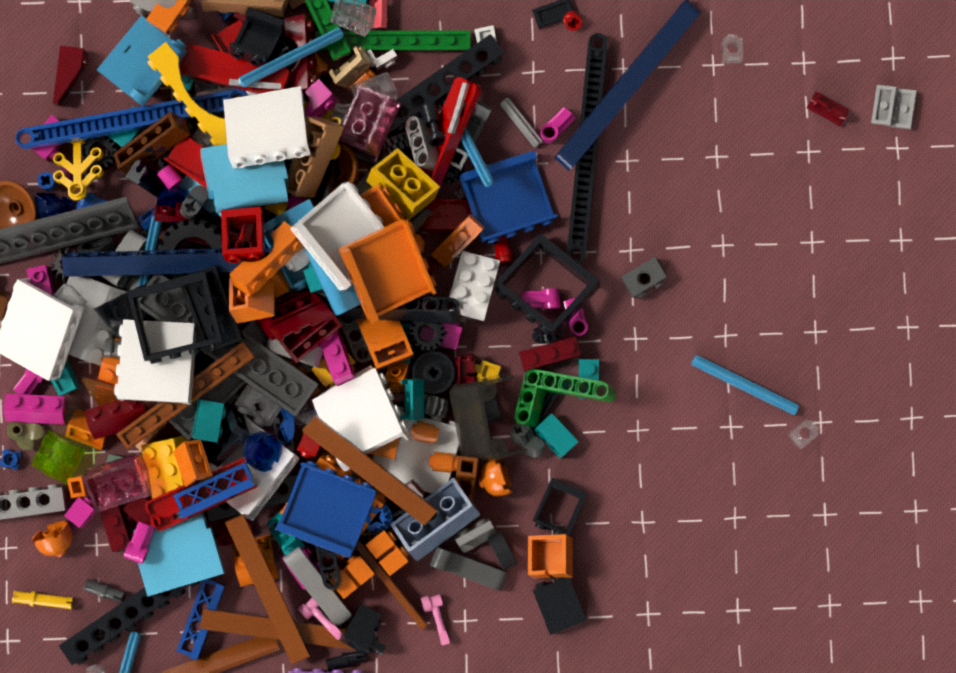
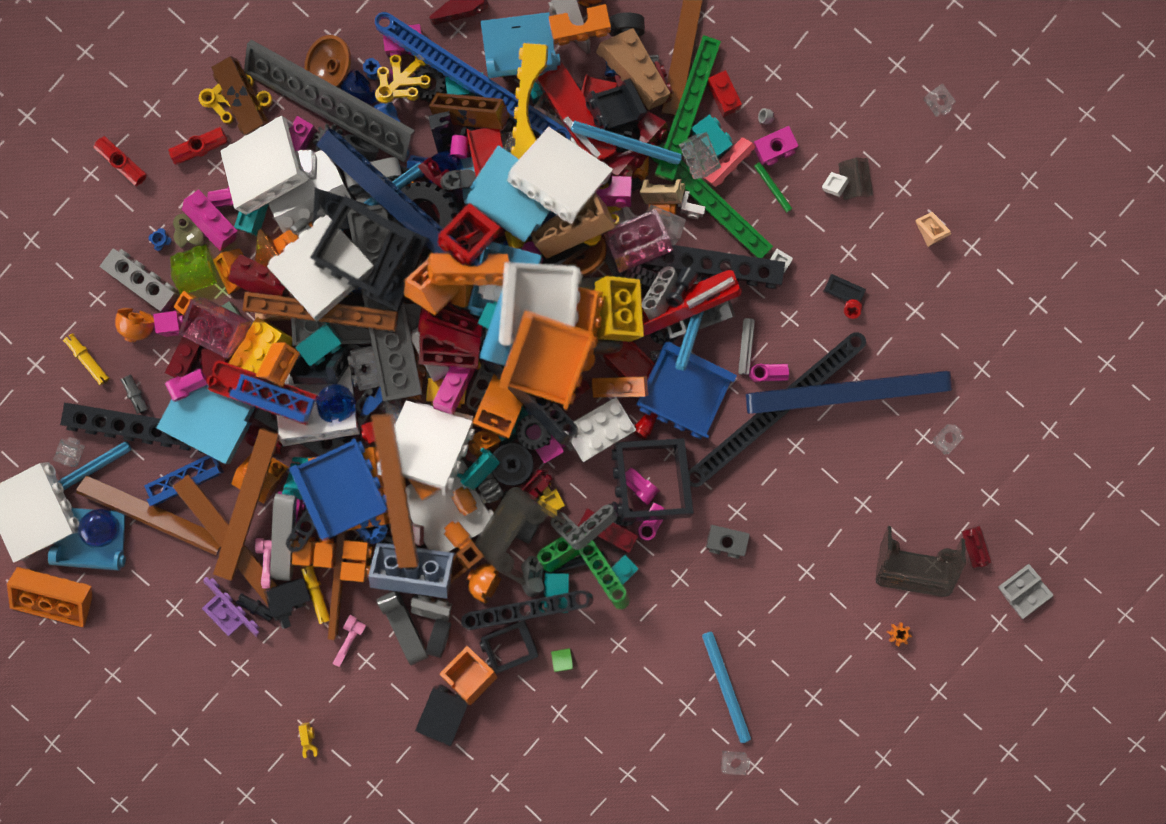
camera: 55 degrees right, 0 degrees up
(381, 607) = (313, 587): none -> yellow pin
(531, 379) = (576, 537): none -> dark grey beam
(539, 473) = (518, 610): none -> black beam
(607, 480) = (562, 660): none -> bright green slope
(803, 167) = (918, 571): none -> clear smoke windscreen
(837, 222) = (904, 634): none -> orange gear

